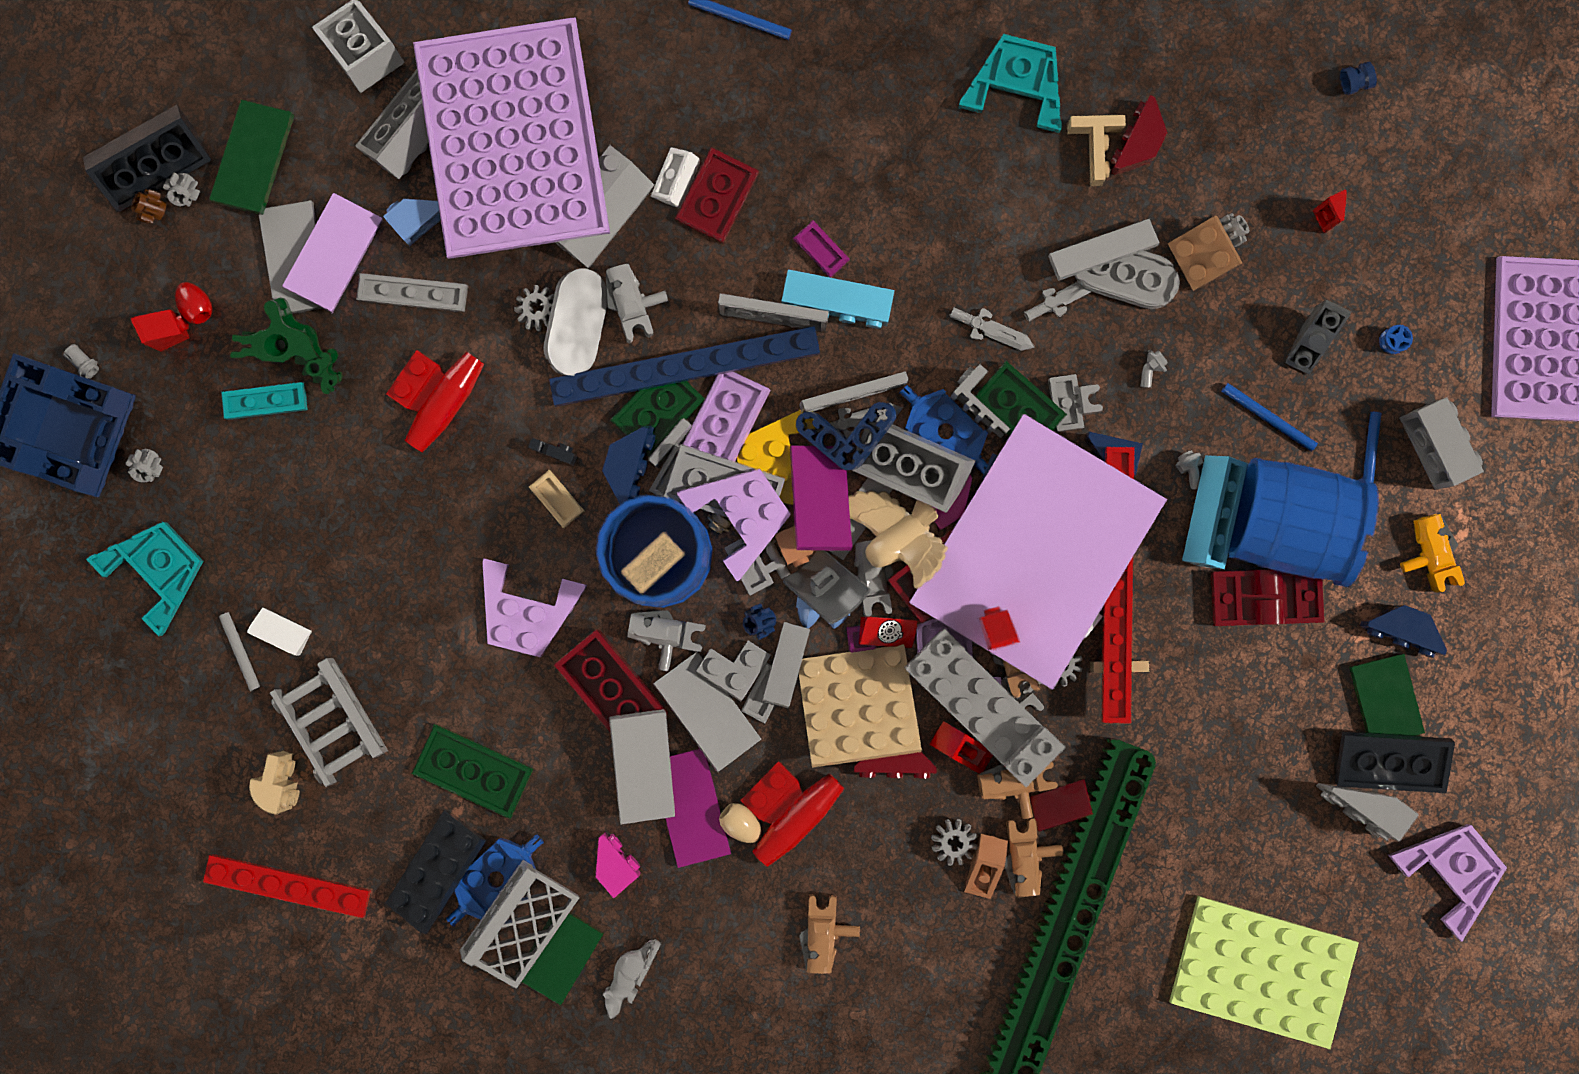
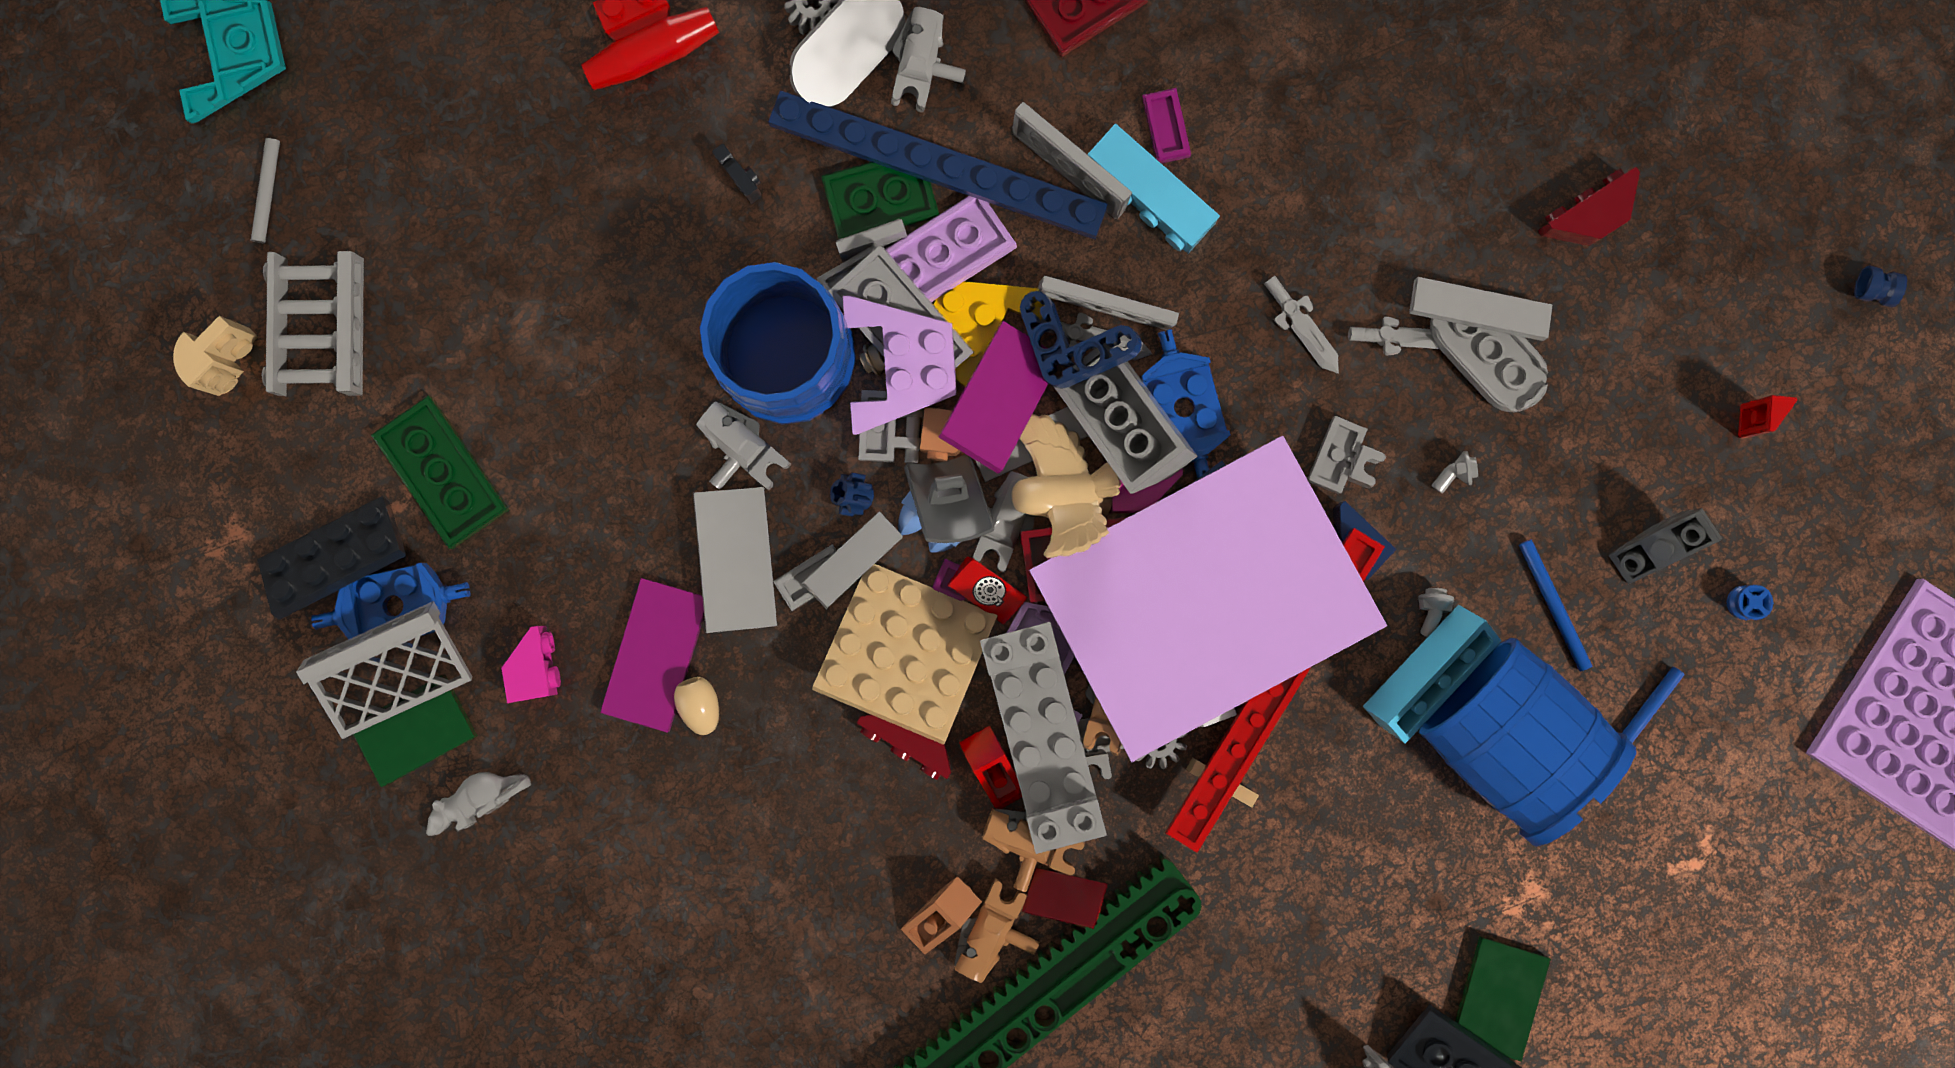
camera: 30 degrees right, 0 degrees up
(279, 632) = (321, 194): white slope -> none
(287, 886) = (163, 477): red plate -> none
(521, 622) = (591, 341): lavender wing -> none
(556, 499) = (710, 228): tan tile -> none
(606, 680) = (643, 471): dark red brick -> none
(627, 462) = (811, 229): dark blue slope -> none
(642, 766) = (624, 576): light grey tile -> none
(652, 563) = (762, 348): tan tile -> none
(734, 676) = (790, 540): light grey plate -> none
(788, 809) = (760, 724): red plate -> none
(820, 936) = (710, 883): medium nougat piece -> none
(962, 393) = (1243, 365): light grey plate -> none
(962, 836) = (934, 868): light grey gear -> none
(998, 628) = (1110, 656): red slope -> none
(1012, 395) = (1278, 409): dark green tile -> none
(1022, 69) = (1507, 56): teal wing -> none
(1098, 142) = (1553, 172): tan bracket -> none
(1205, 253) = (1592, 379): medium nougat plate -> none
(1235, 228) = (1637, 372): light grey gear -> none
(1265, 598) = (1432, 804): dark red plate -> none
(1406, 628) = (1571, 932): dark blue slope -> none
(1436, 554) = (1658, 863): light orange piece -> none
(1442, 444) = (1734, 749): light grey brick -> none

